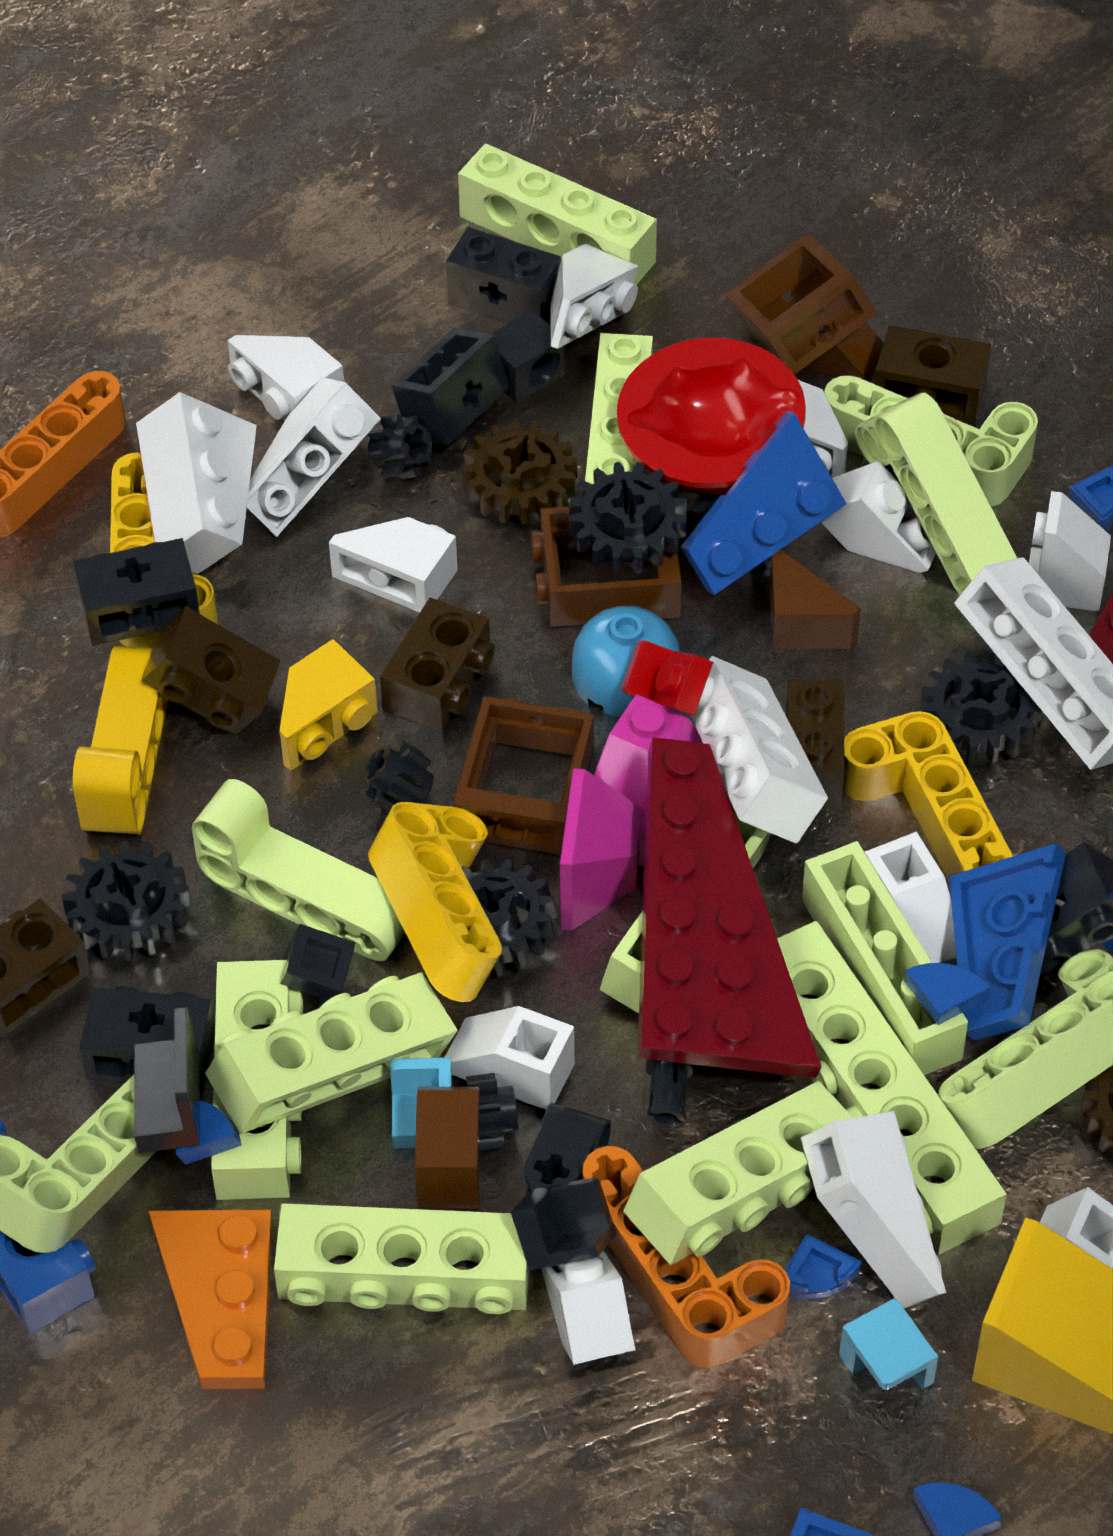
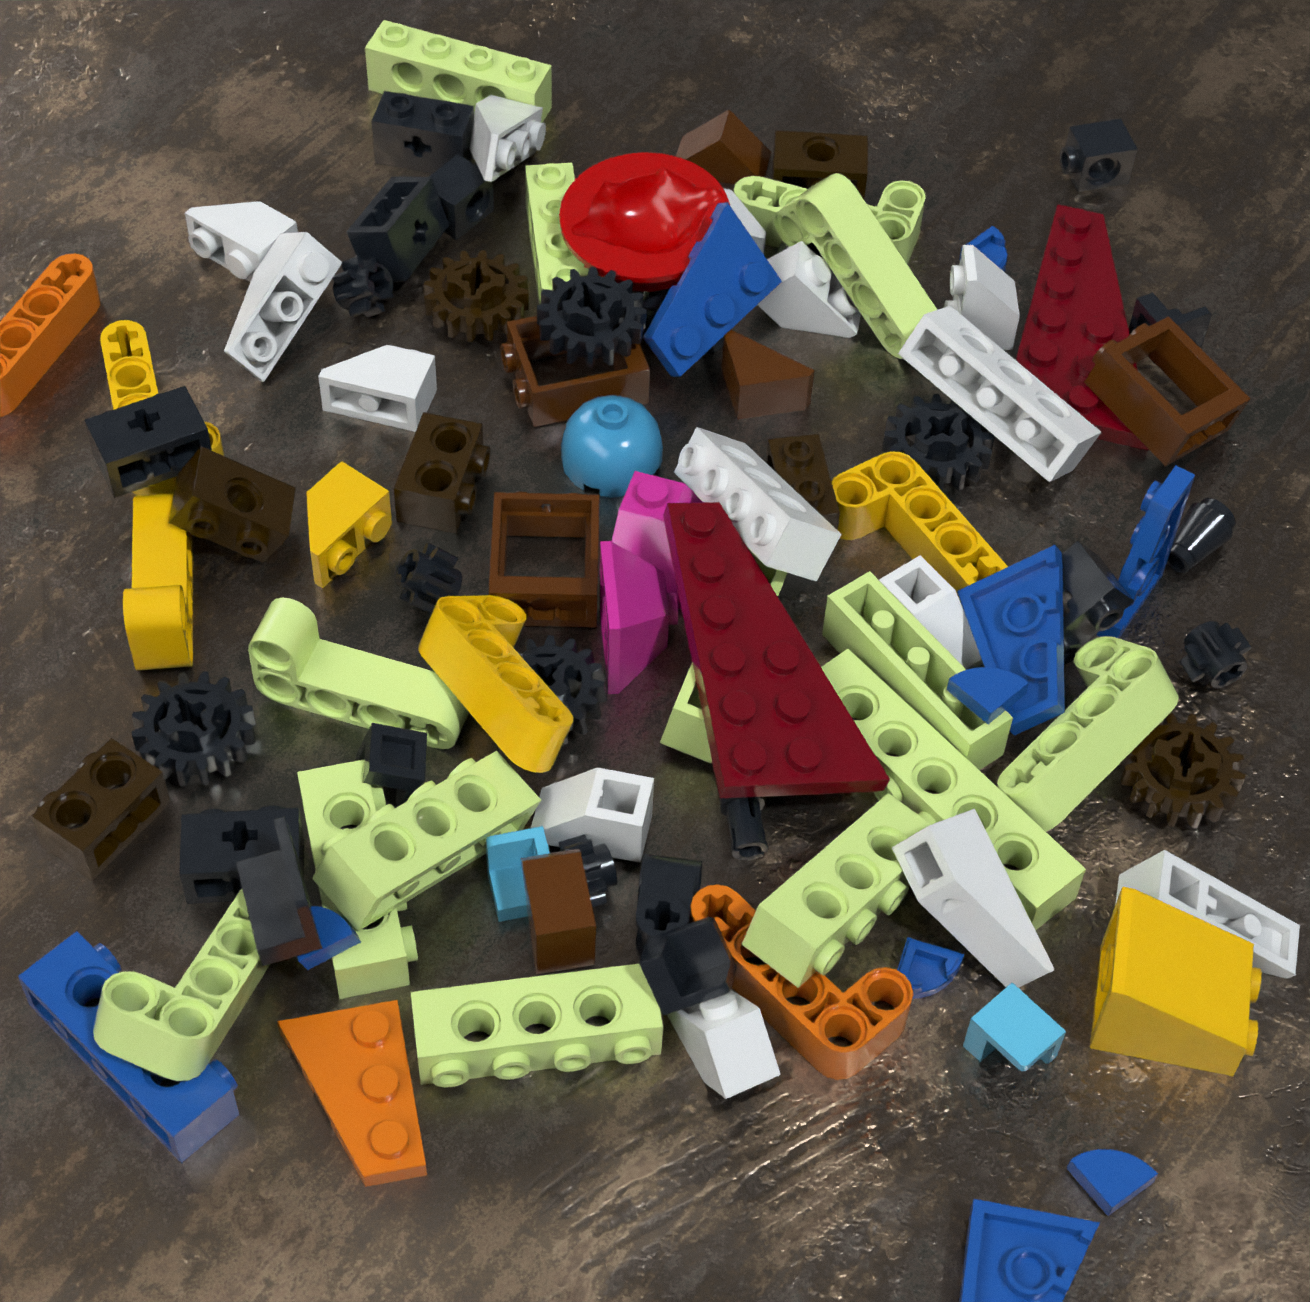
camera: 15 degrees left, 0 degrees up
(197, 476) = (182, 331): white wedge -> none
(667, 677) = (661, 451): red bracket -> none
(794, 332) = (687, 93): reddish brown window -> none

